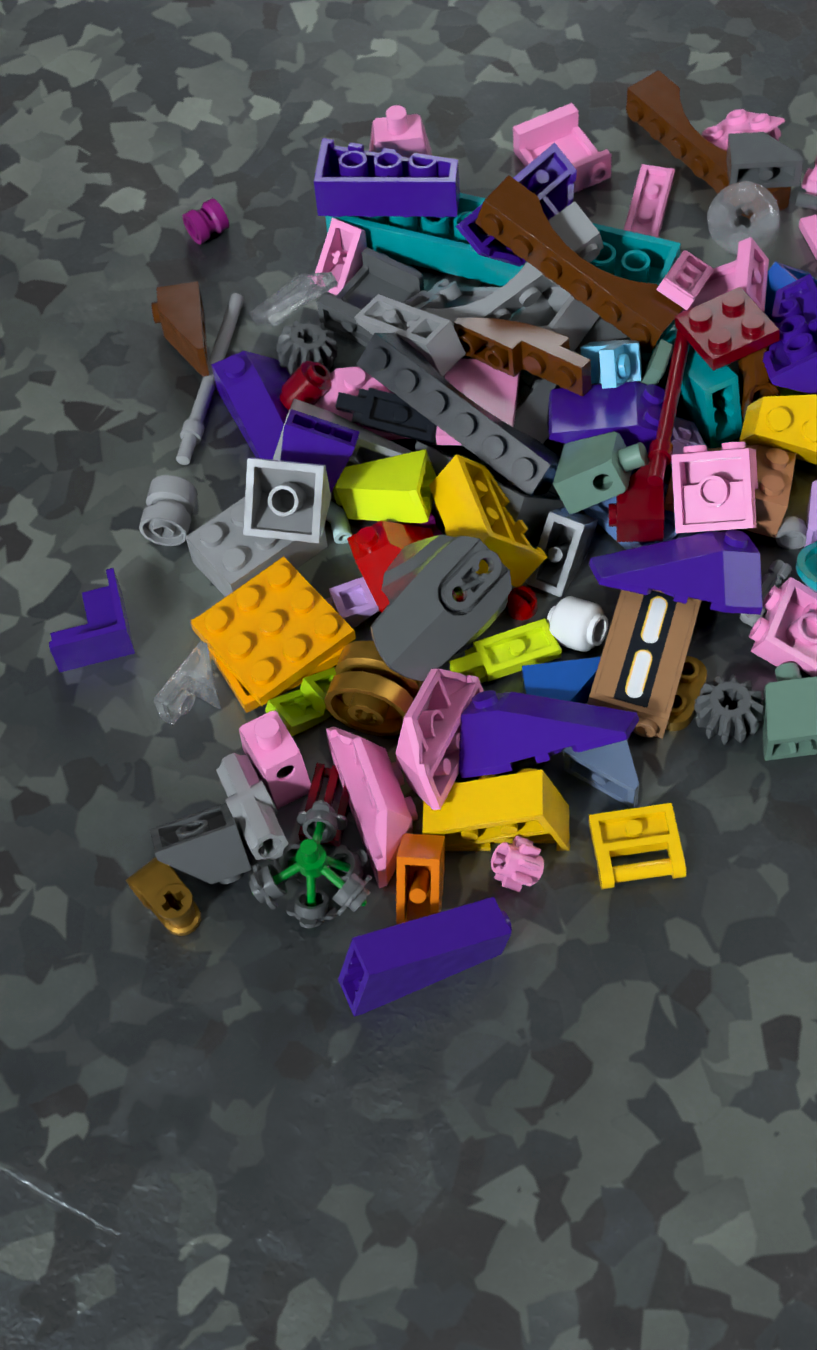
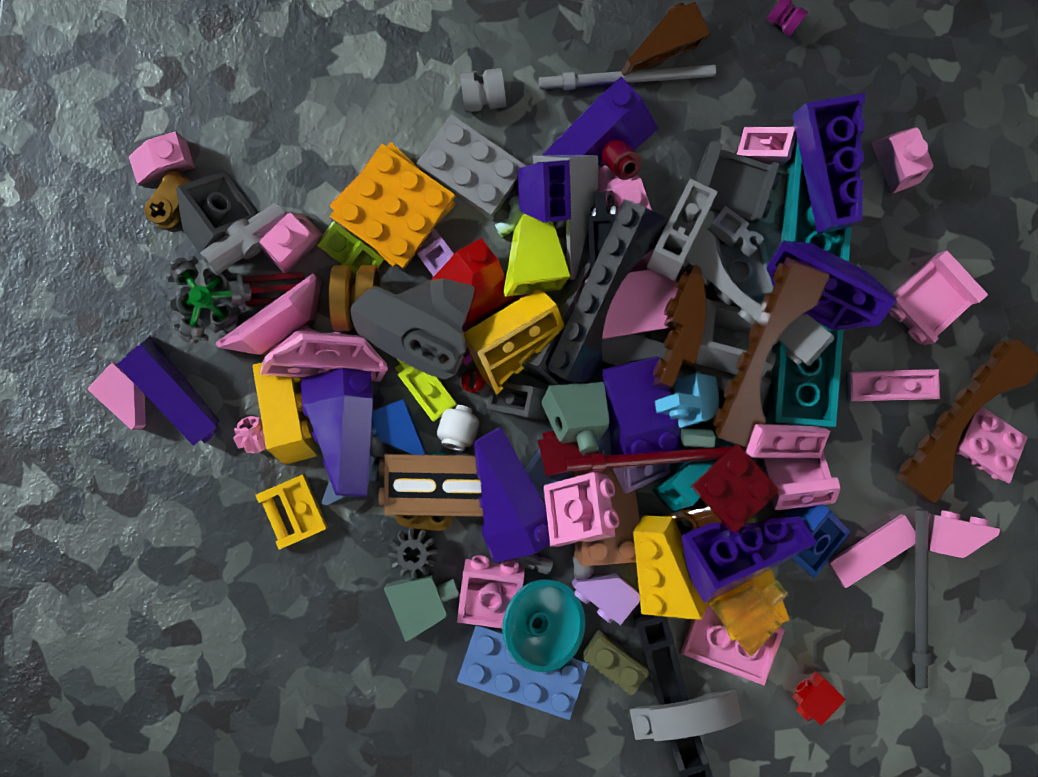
camera: 70 degrees right, 30 degrees up
(103, 896) = (159, 156): none -> bright pink slope
(104, 636) = (370, 80): dark purple panel -> none
(191, 680) = (345, 163): clear slope -> none
(286, 500) = (483, 184): light grey slope -> none
(291, 297) = (717, 117): clear wing -> none
(306, 343) = (668, 158): dark grey gear -> none
(411, 1023) = (120, 396): none -> bright pink slope
(419, 876) = (223, 371): orange slope -> none
(747, 199) = (896, 472): clear brick -> none
(762, 161) = (943, 474): dark grey slope -> none

